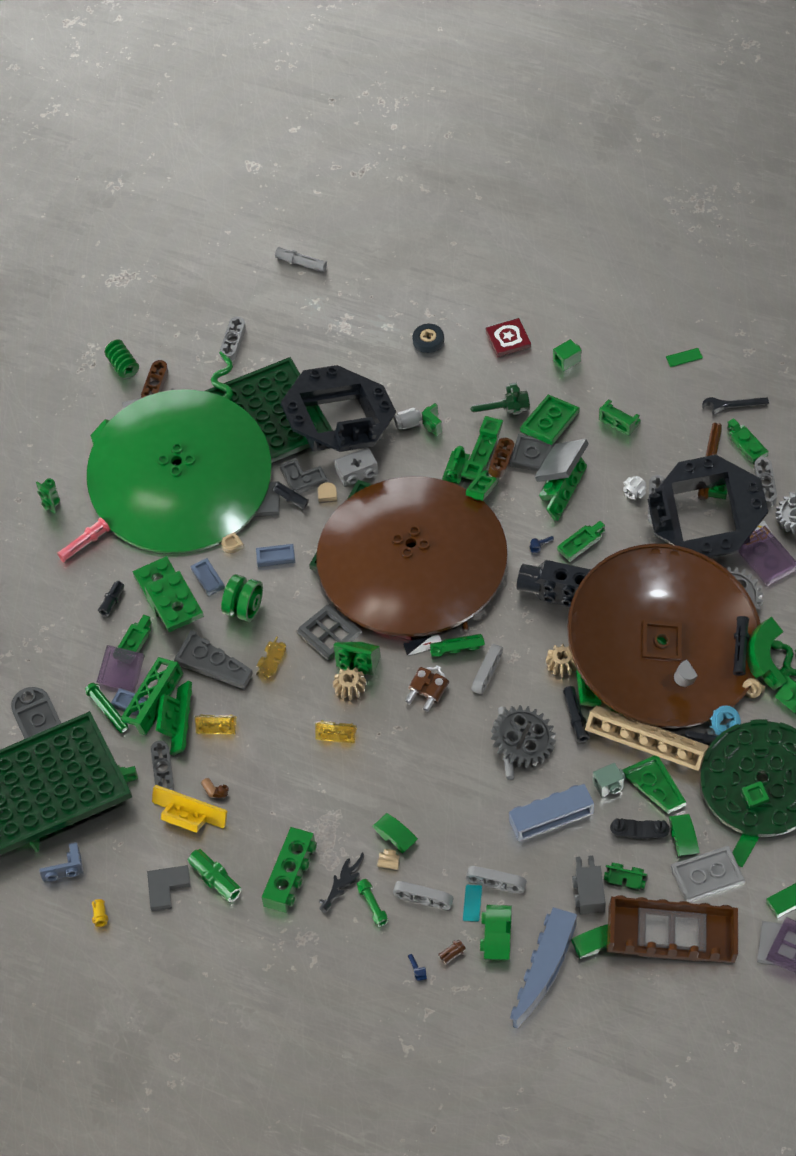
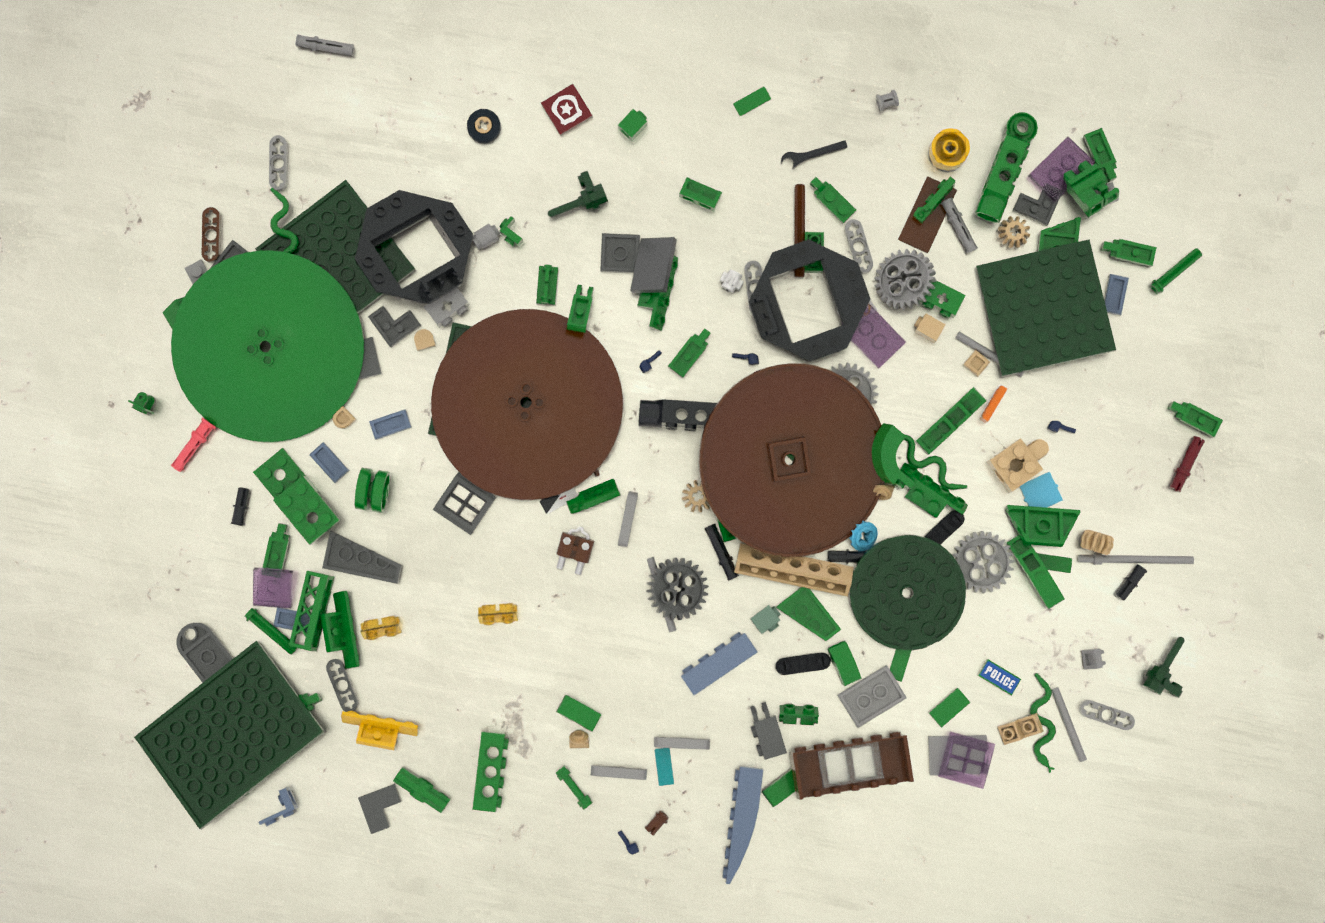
camera: 15 degrees left, 30 degrees up
(100, 918) = (325, 848): yellow pin -> none
(121, 359) = (166, 214): green piece -> none
(214, 792) = (398, 700): arm -> none
(274, 651) = (413, 552): clear yellow hinge -> none
(291, 495) = (389, 353): black axle -> none
(345, 880) = (543, 769): black piece -> none
(349, 683) = (499, 554): tan gear -> none
(358, 655) = (504, 530): green slope -> none
(483, 448) = (569, 261): green slope -> none
(497, 932) = (694, 798): green brick -> none
(503, 463) = (596, 261): reddish brown beam -> none
(549, 419) = (630, 209): green tile -> none
(685, 674) = (819, 502): light grey brick -> none
(741, 638) = (867, 456): black pin -> none
(755, 794) = (905, 616): green plate -> none

